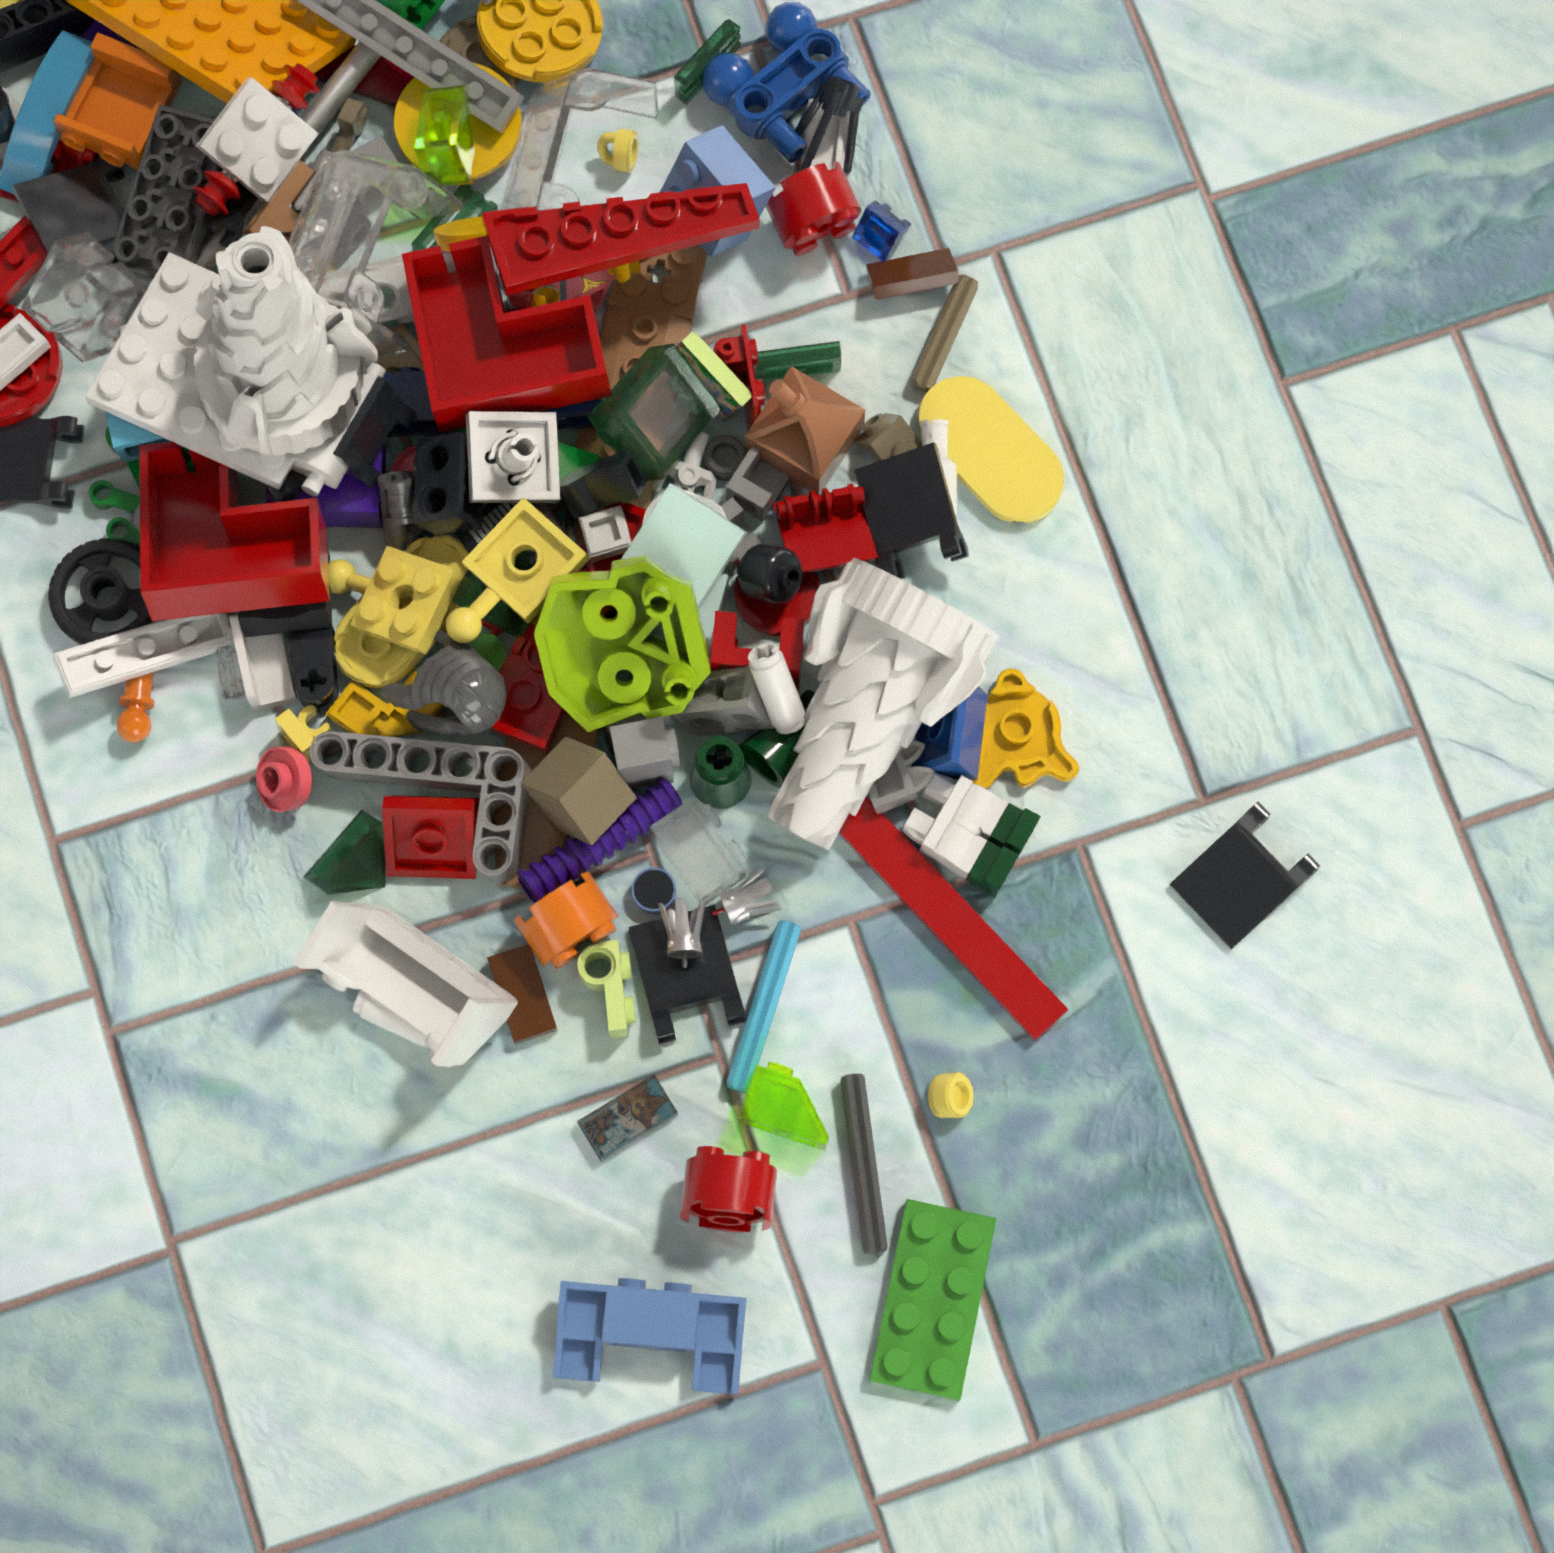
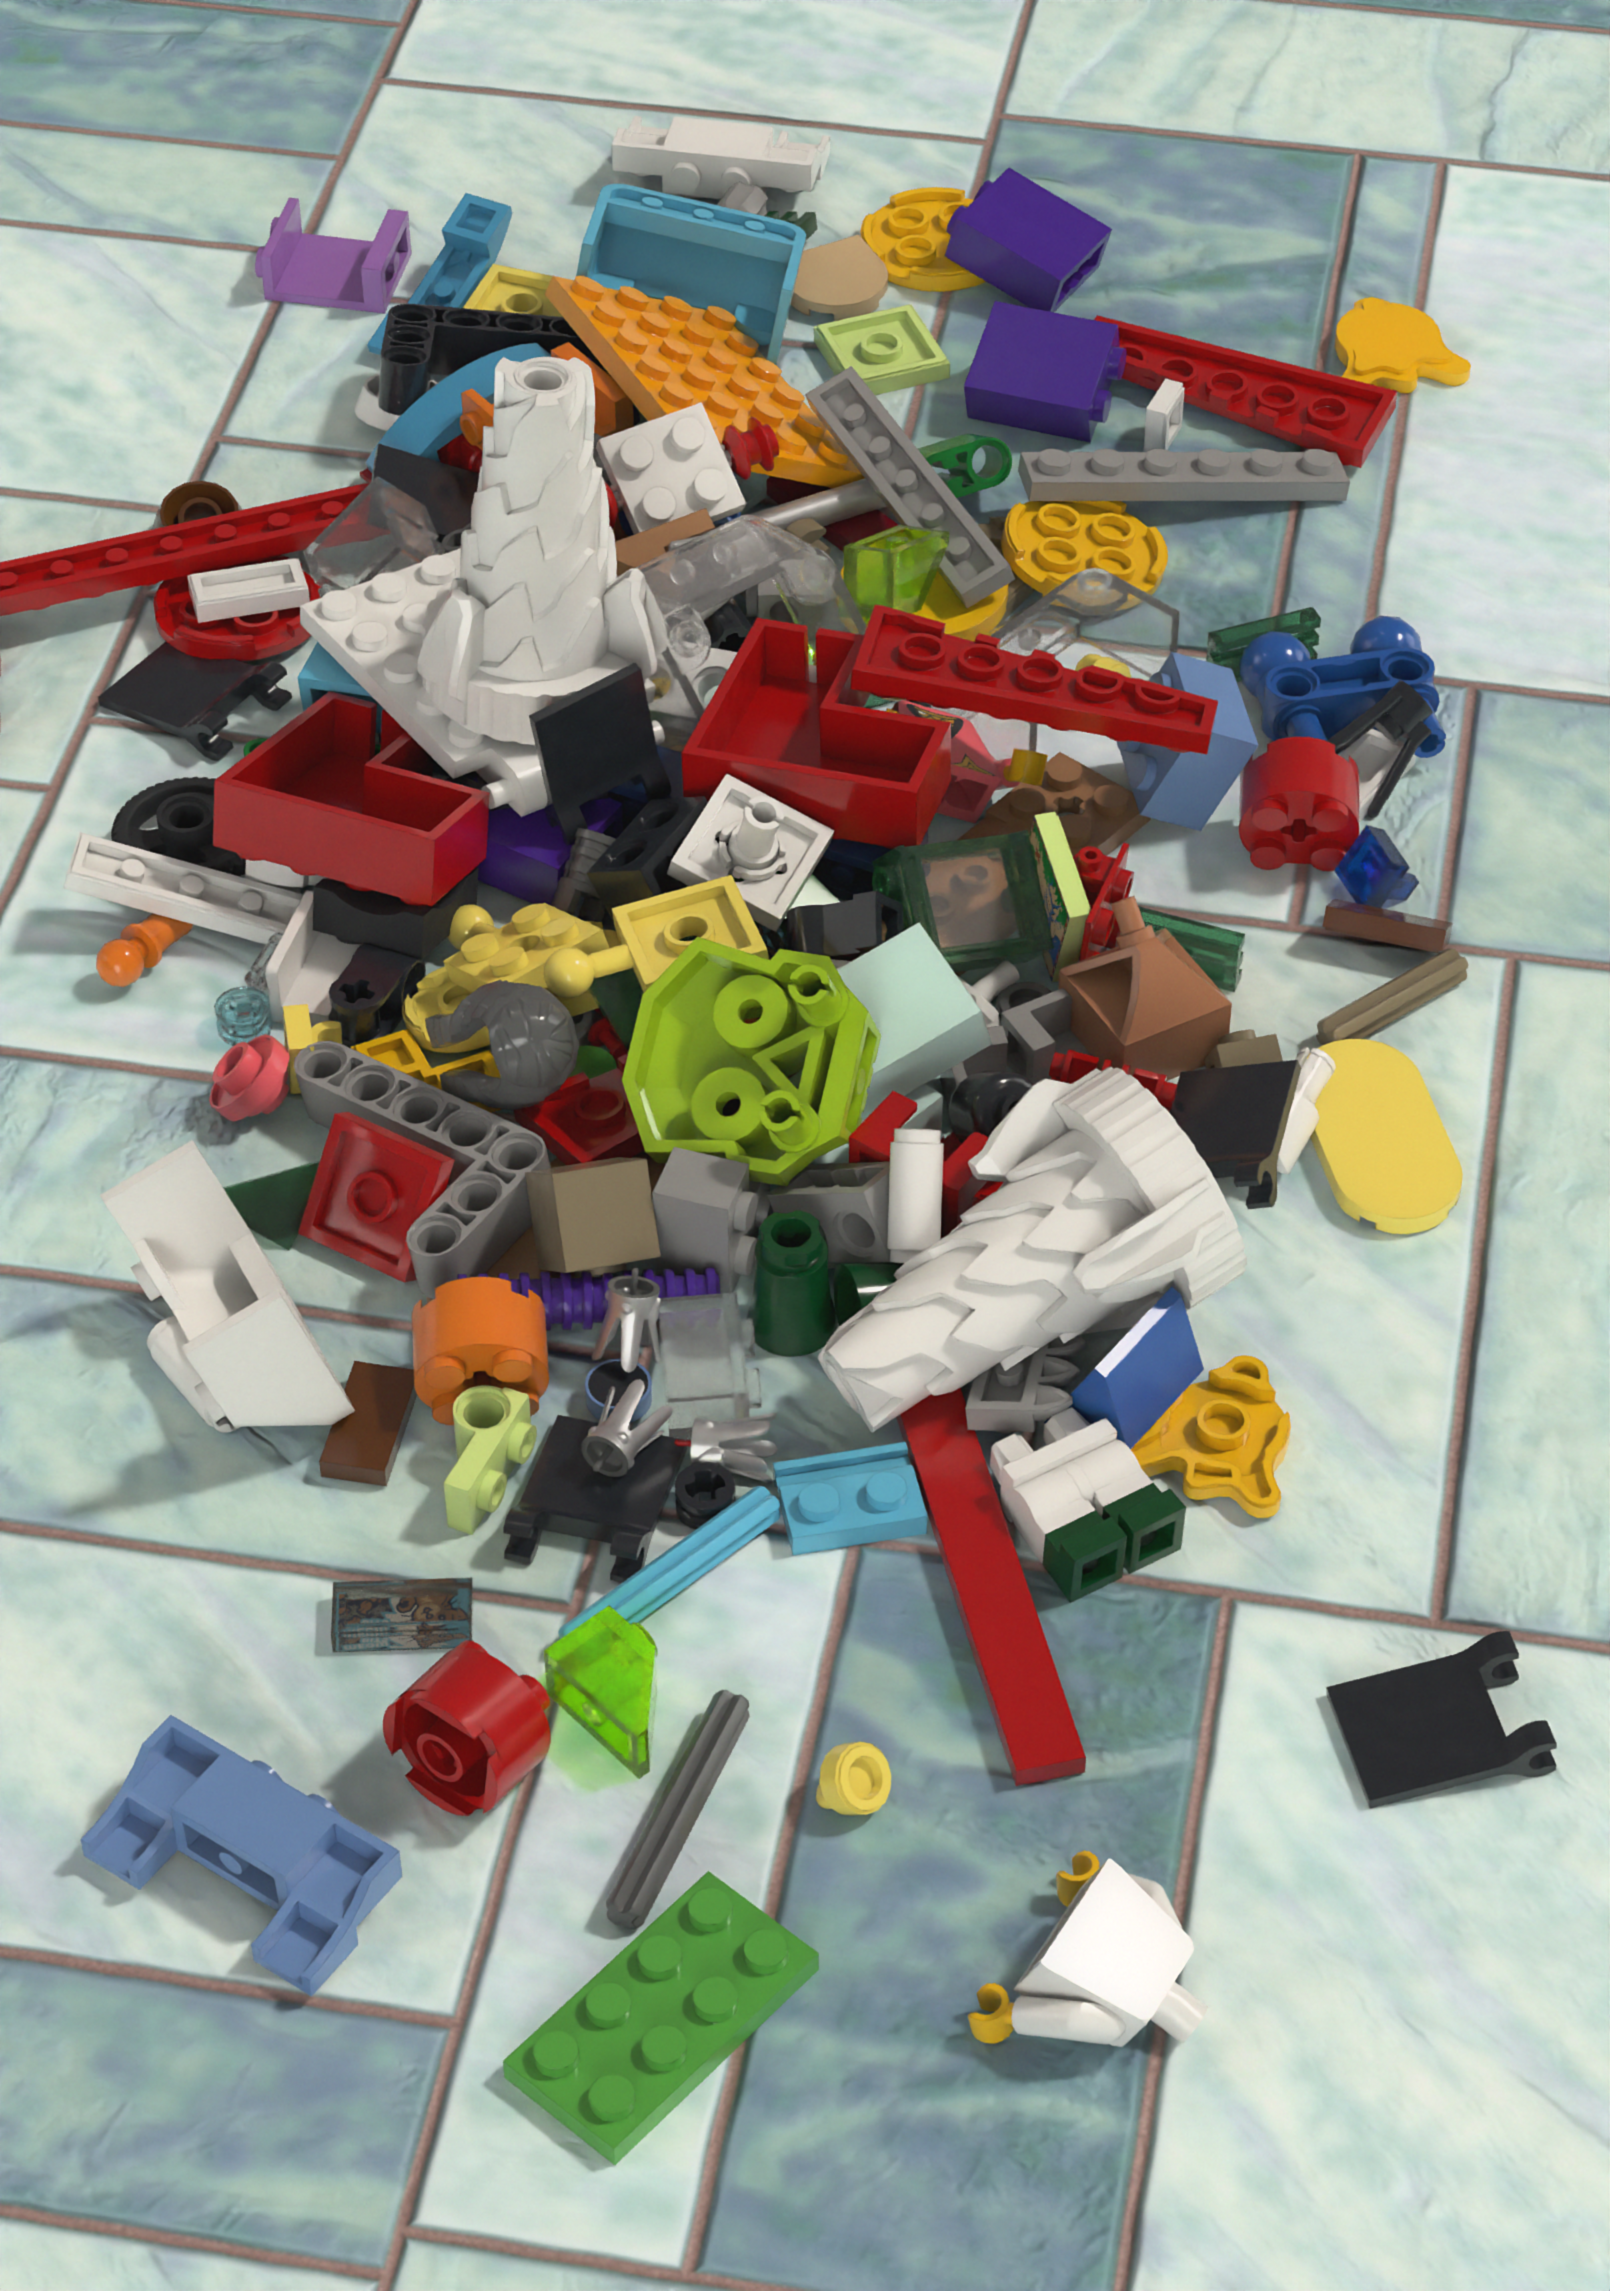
camera: 30 degrees right, 30 degrees down
(244, 710) = (240, 1002): none -> clear light blue bush
(640, 841) = (637, 1306): none -> flat silver piece
(737, 940) = (703, 1478): none -> black bush
(833, 895) = (849, 1498): none -> medium azure plate
(1156, 1144) = (1101, 1967): none -> white torso

